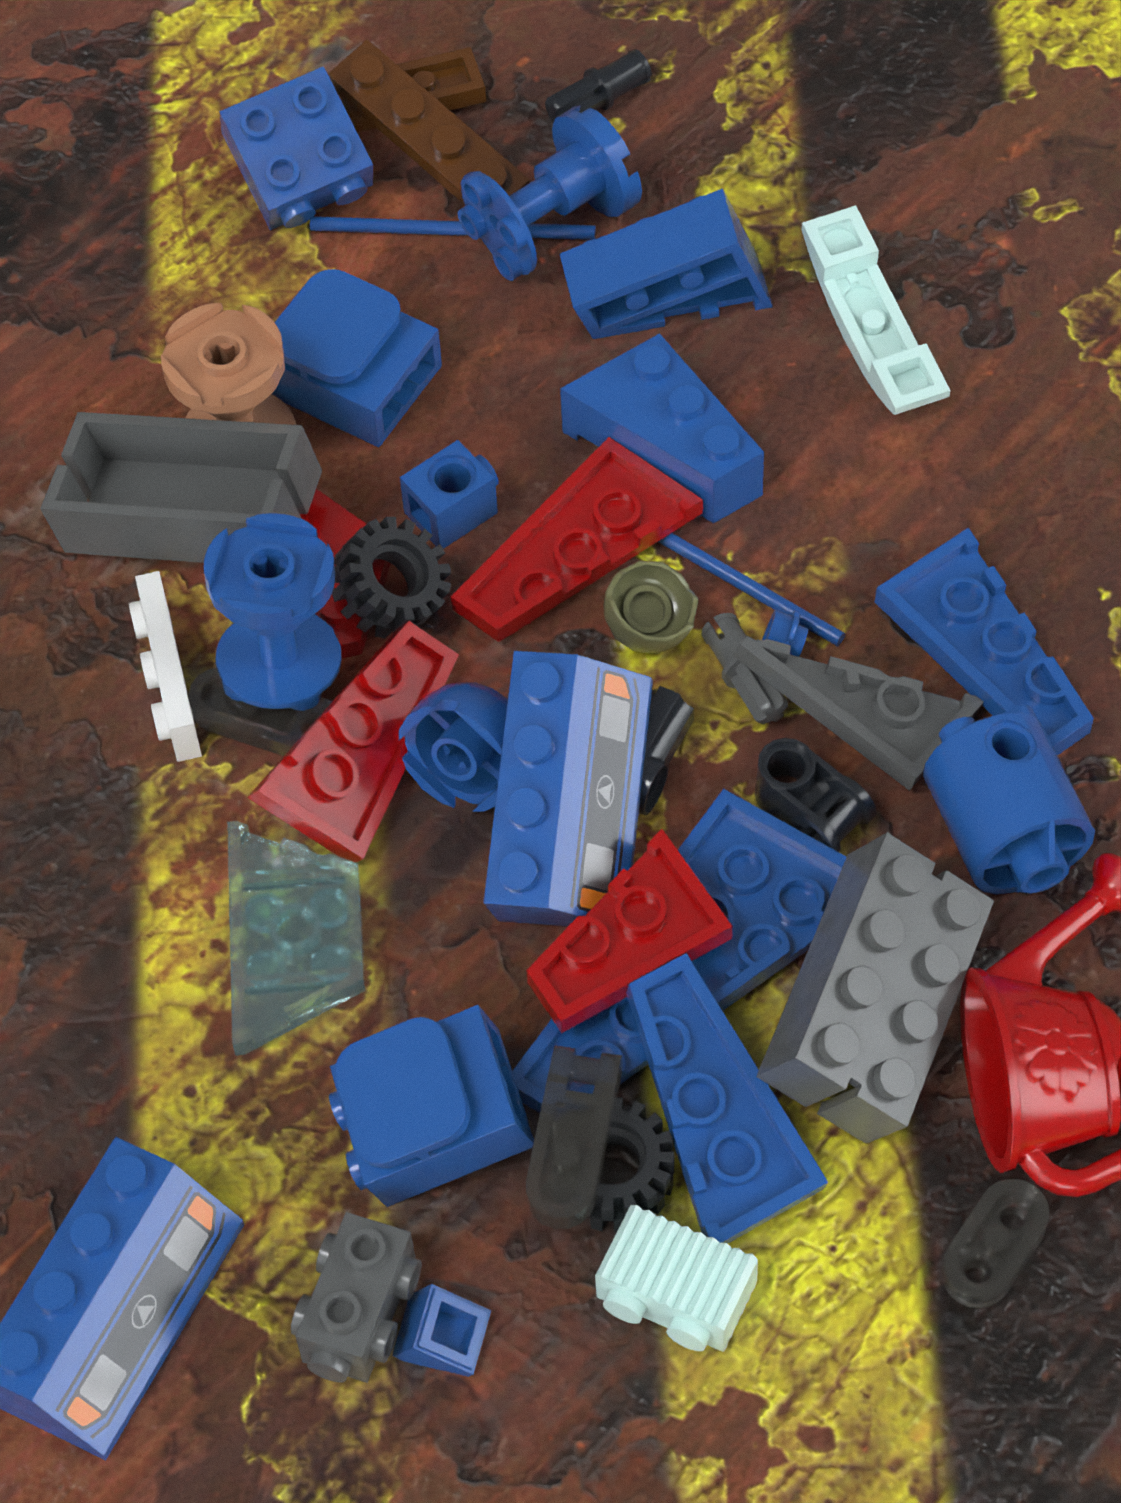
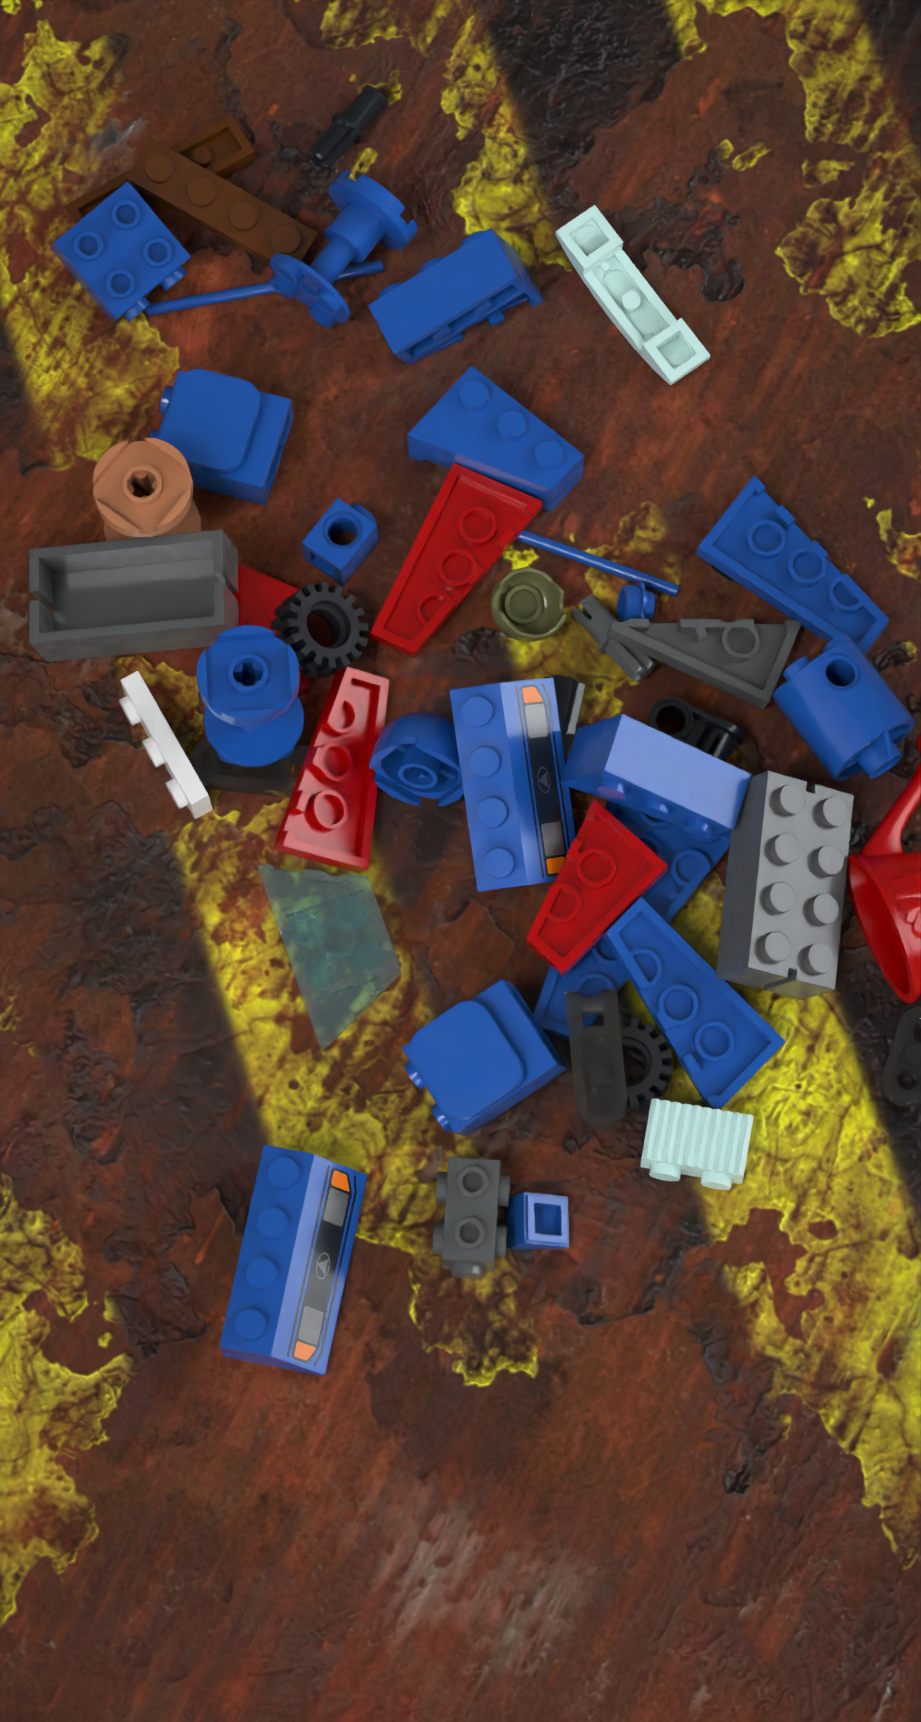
camera: 15 degrees left, 15 degrees up
(748, 815) = (656, 775): none -> wedge

